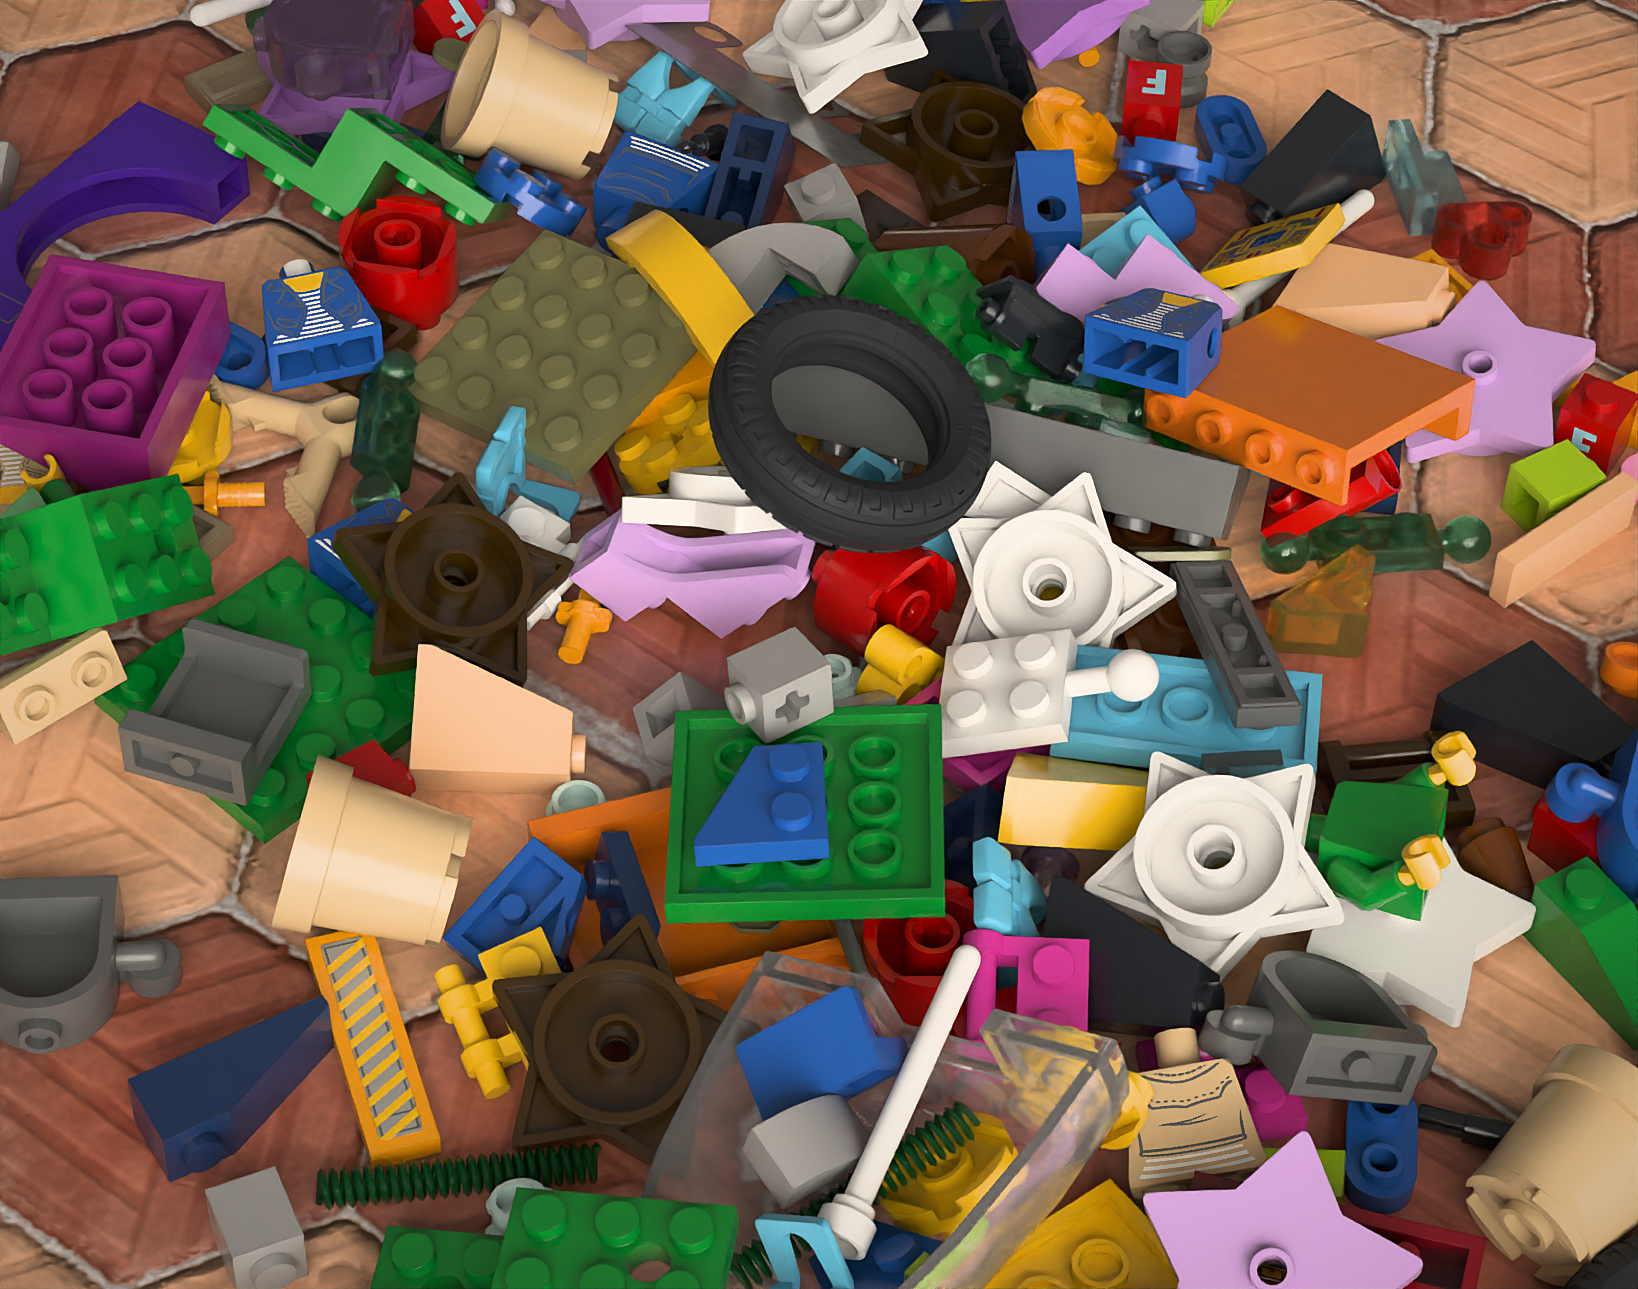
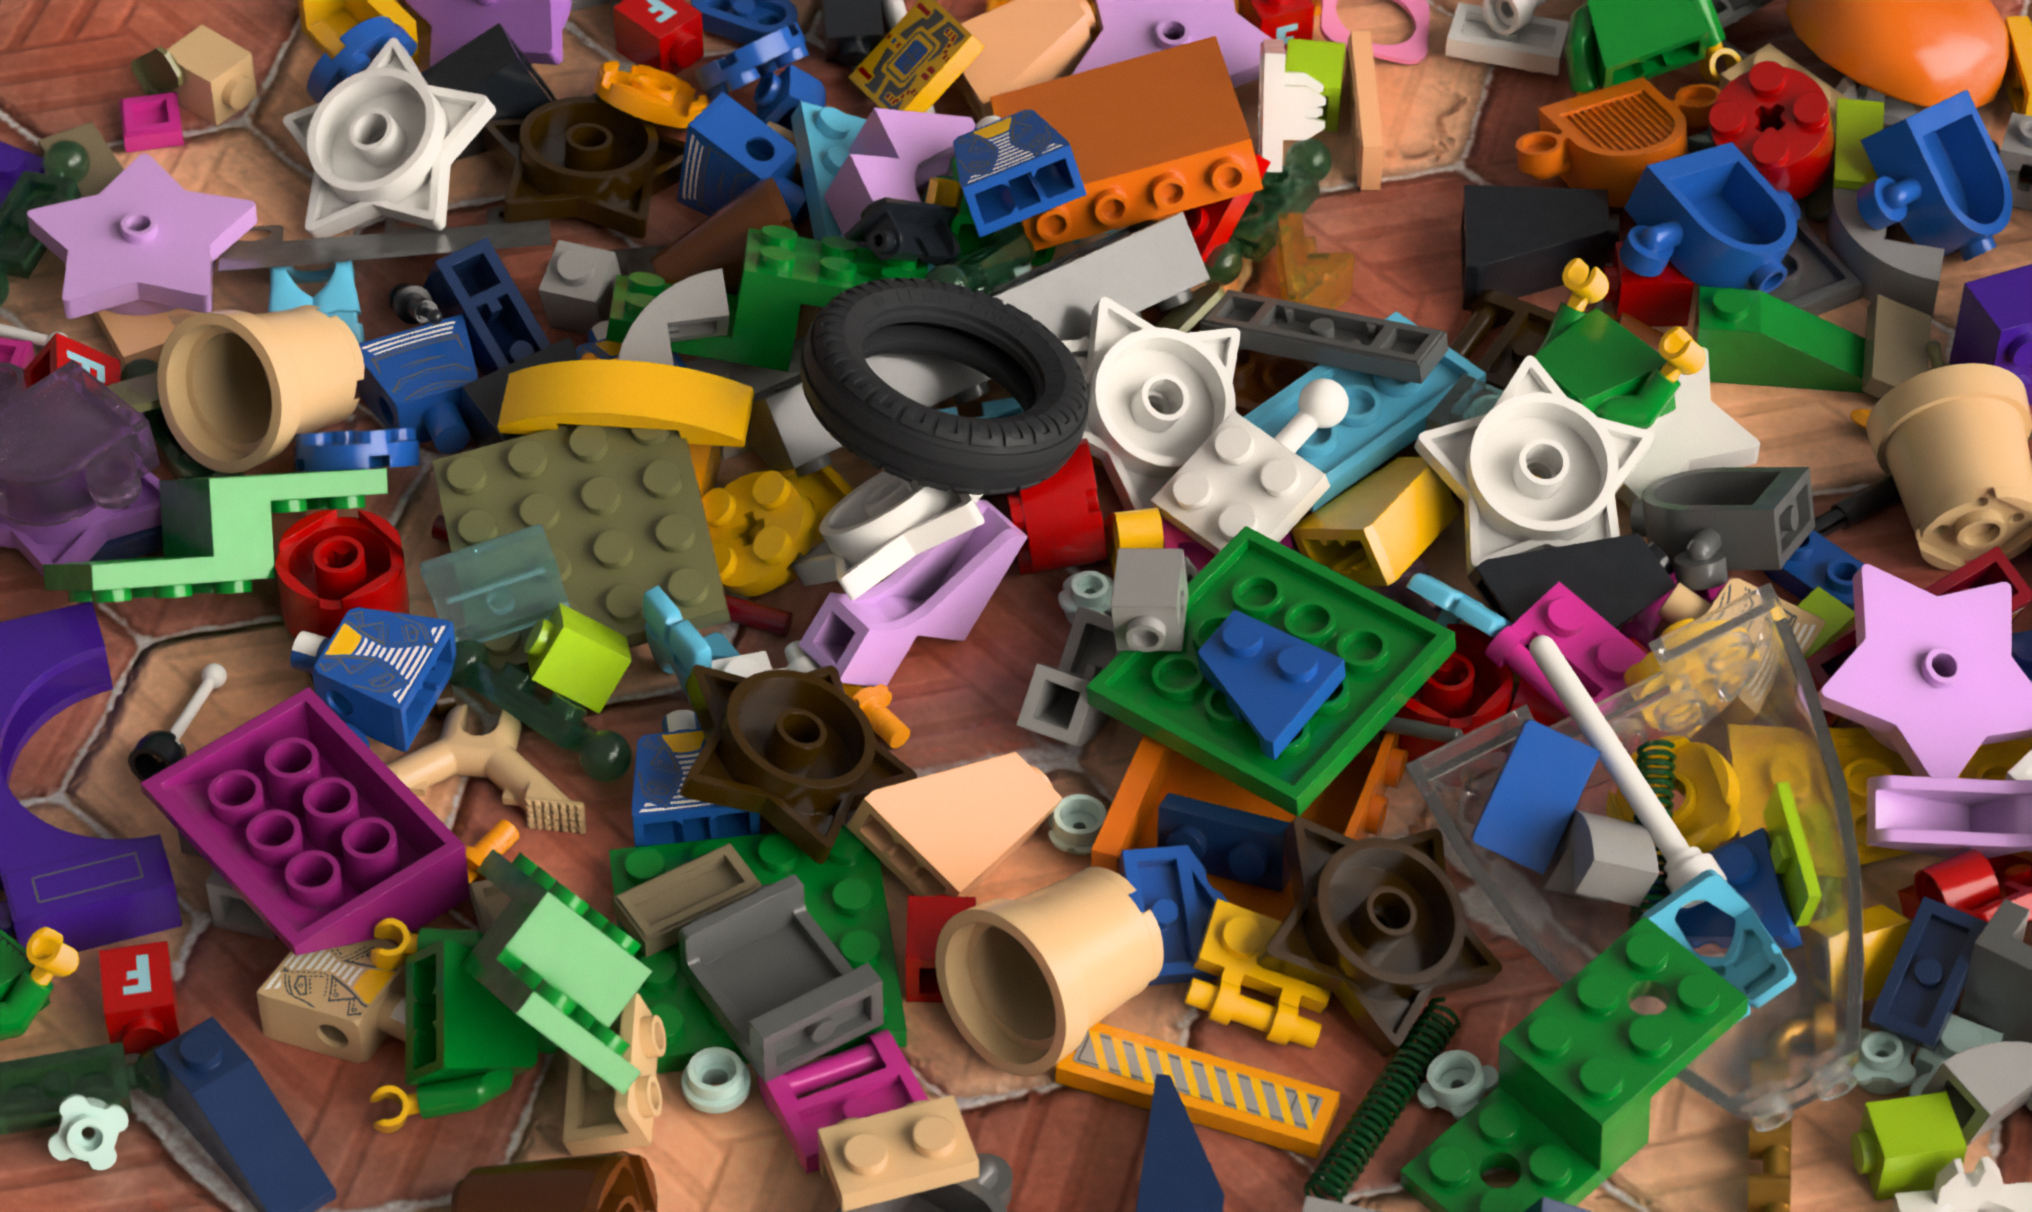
camera: 50 degrees left, 0 degrees up
(94, 879) = (897, 1153): none -> tan bracket
(103, 748) = (712, 1067): none -> light aqua plate
(156, 848) = (881, 1091): none -> dark pink plate
(266, 262) = (166, 743): none -> hinge
(266, 614) = (674, 899): none -> dark tan tile
(442, 420) = (577, 657): none -> lime brick
(451, 332) = (496, 585): none -> clear light blue panel
(1452, 455) = (1286, 104): none -> white piece

